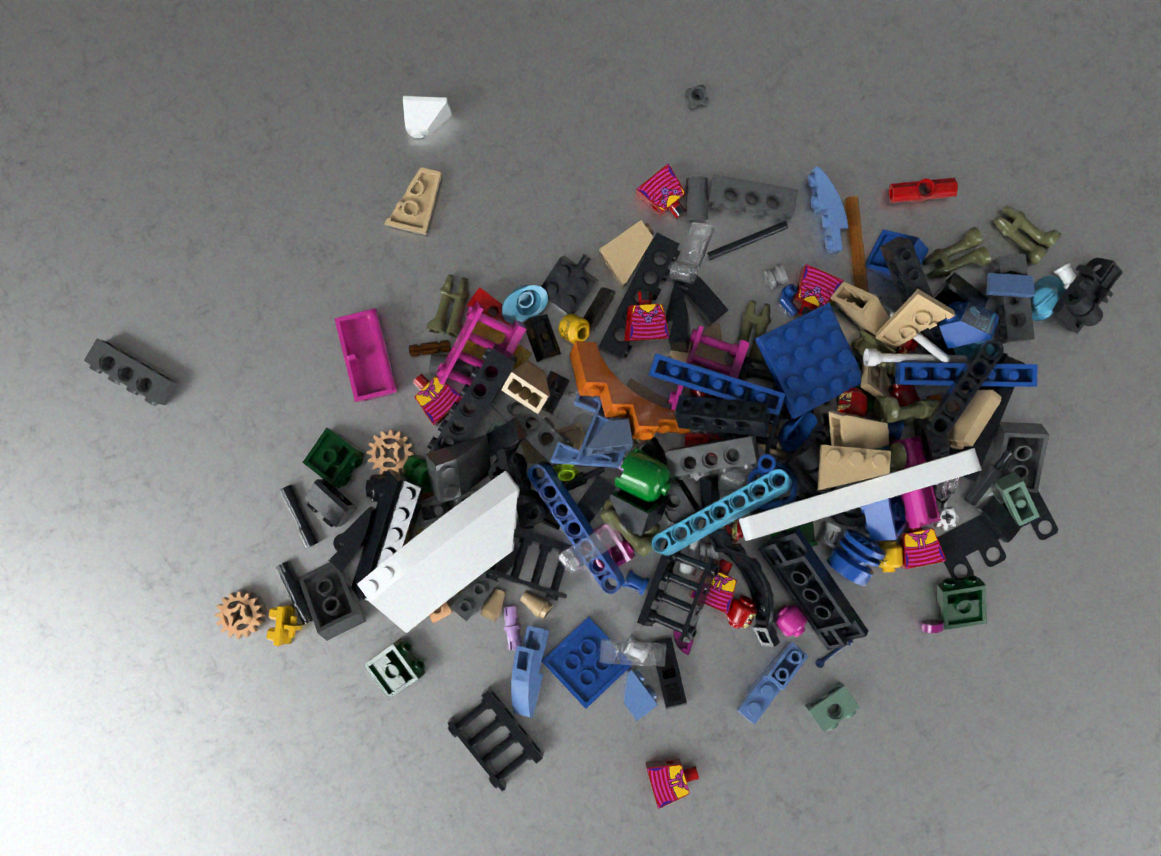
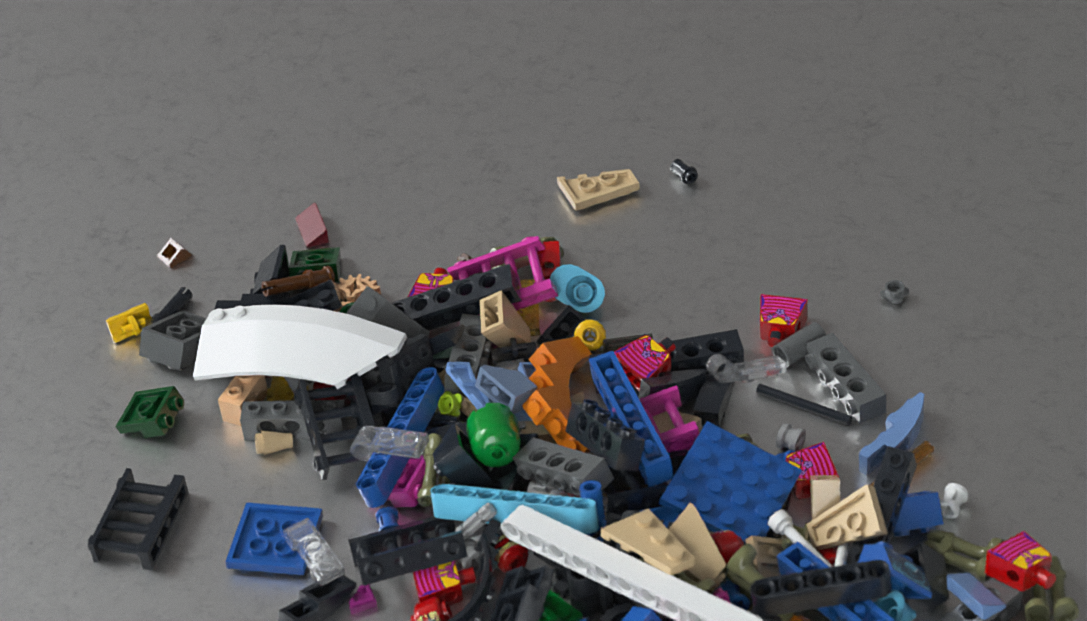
camera: 55 degrees right, 45 degrees down
(99, 359) = (275, 120): dark grey brick -> none
(225, 543) = (173, 253): none -> reddish brown slope
(229, 611) = (115, 292): light nougat gear -> none
(282, 429) = (312, 227): none -> slope
(293, 504) = (251, 266): black piece -> none
(361, 483) = (305, 281): none -> reddish brown pin
(365, 355) = (426, 230): dark pink container -> none
(425, 114) = (676, 140): white slope -> none
(452, 130) = (687, 173): none -> black pin
(512, 626) = (262, 468): lavender pin -> none
(525, 673) = (218, 499): medium blue slope -> none
(538, 605) = (301, 472): tan cone -> none
(569, 283) = (629, 311): black plate -> none
(627, 251) = (698, 321): tan slope -> none
(637, 696) = (273, 591): medium blue slope -> none
(707, 541) = (477, 520): none -> light grey axle
(910, 224) = (952, 501): none -> white bush
(935, 190) = (995, 487): red piece -> none
(1013, 238) = (1020, 563): none -> red torso

